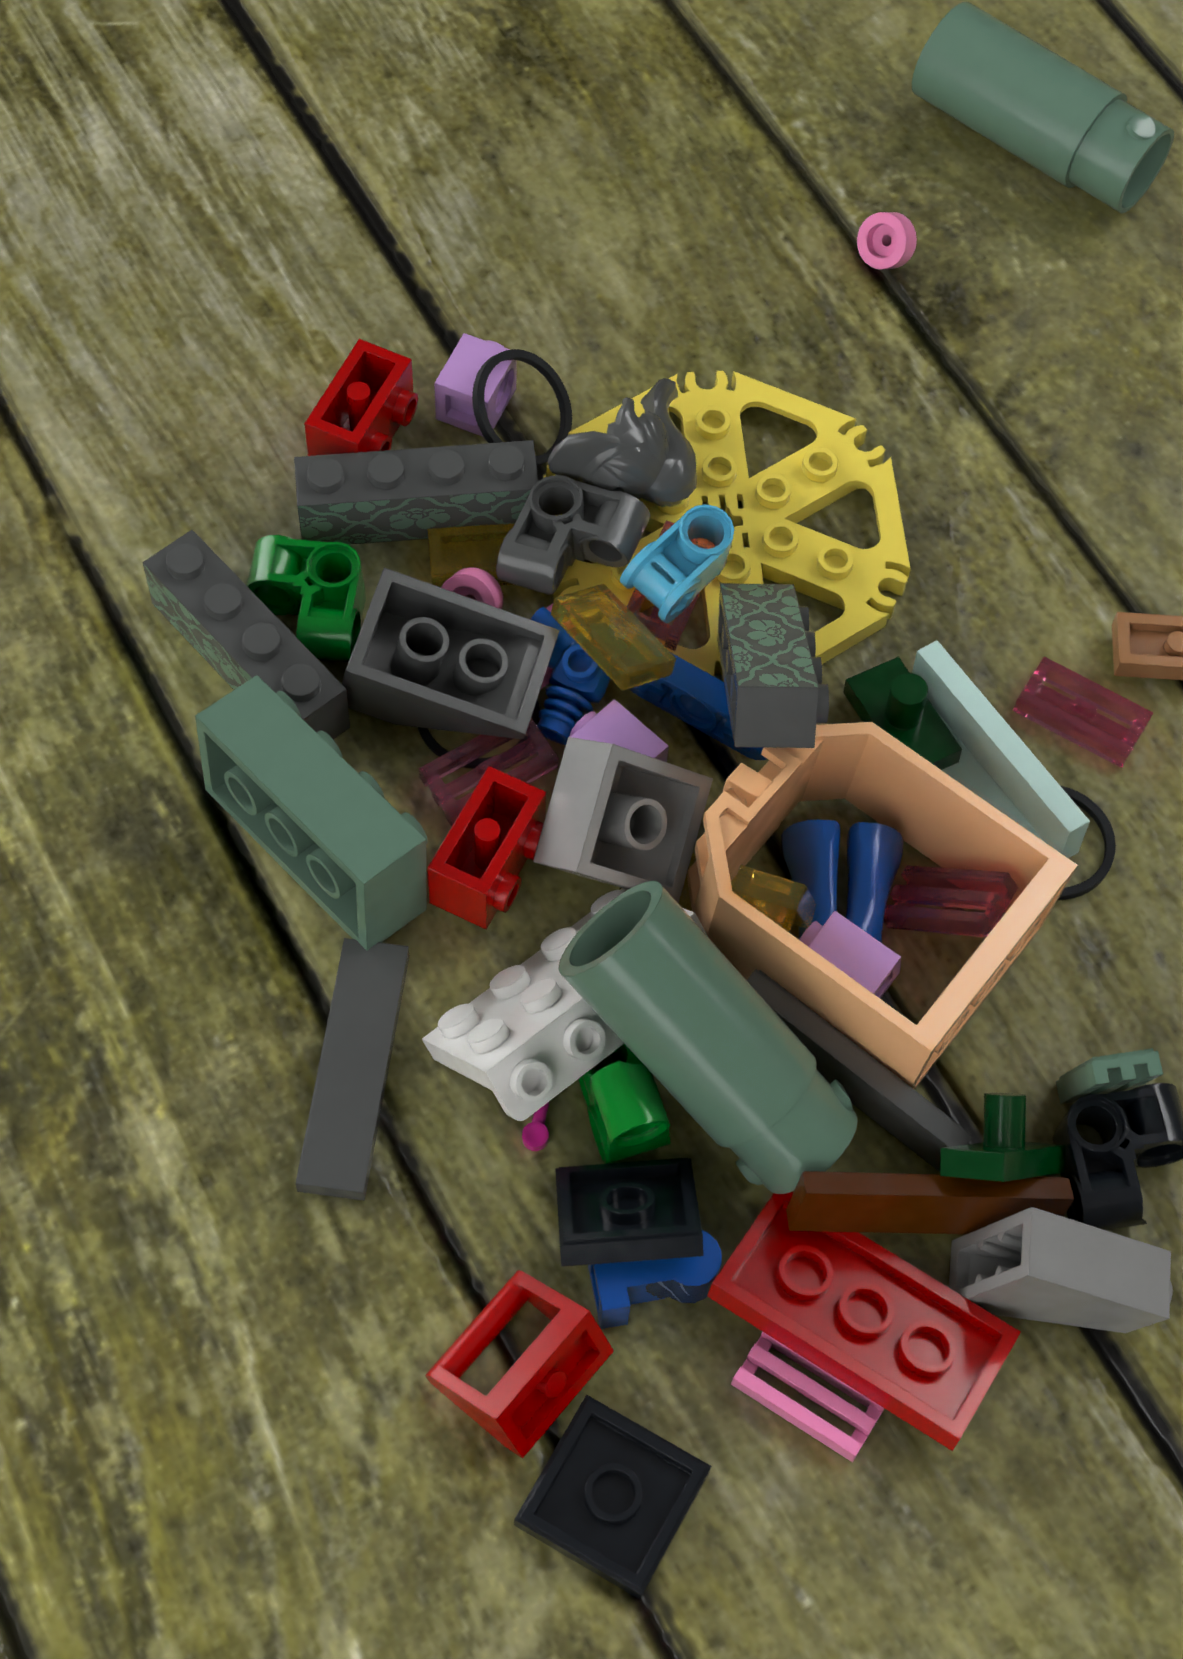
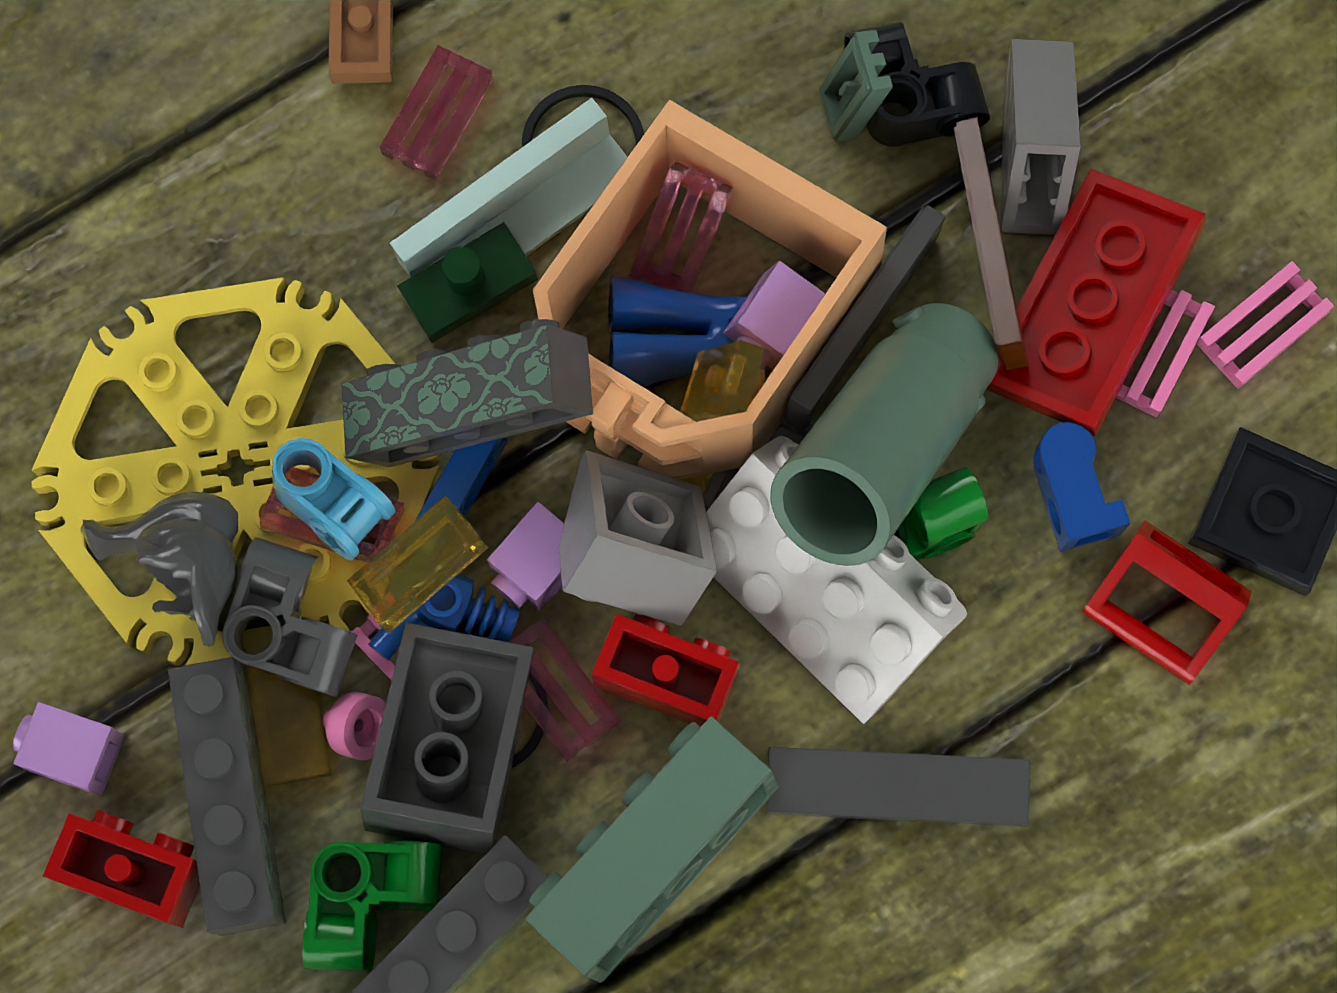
camera: 90 degrees left, 15 degrees up
(546, 370) = (104, 734): black piece -> none
(628, 1212) = (1036, 509): black tile -> none
(856, 1501) = (1302, 293): none -> bright pink tile
(1003, 1152) = (944, 176): dark green tile -> none

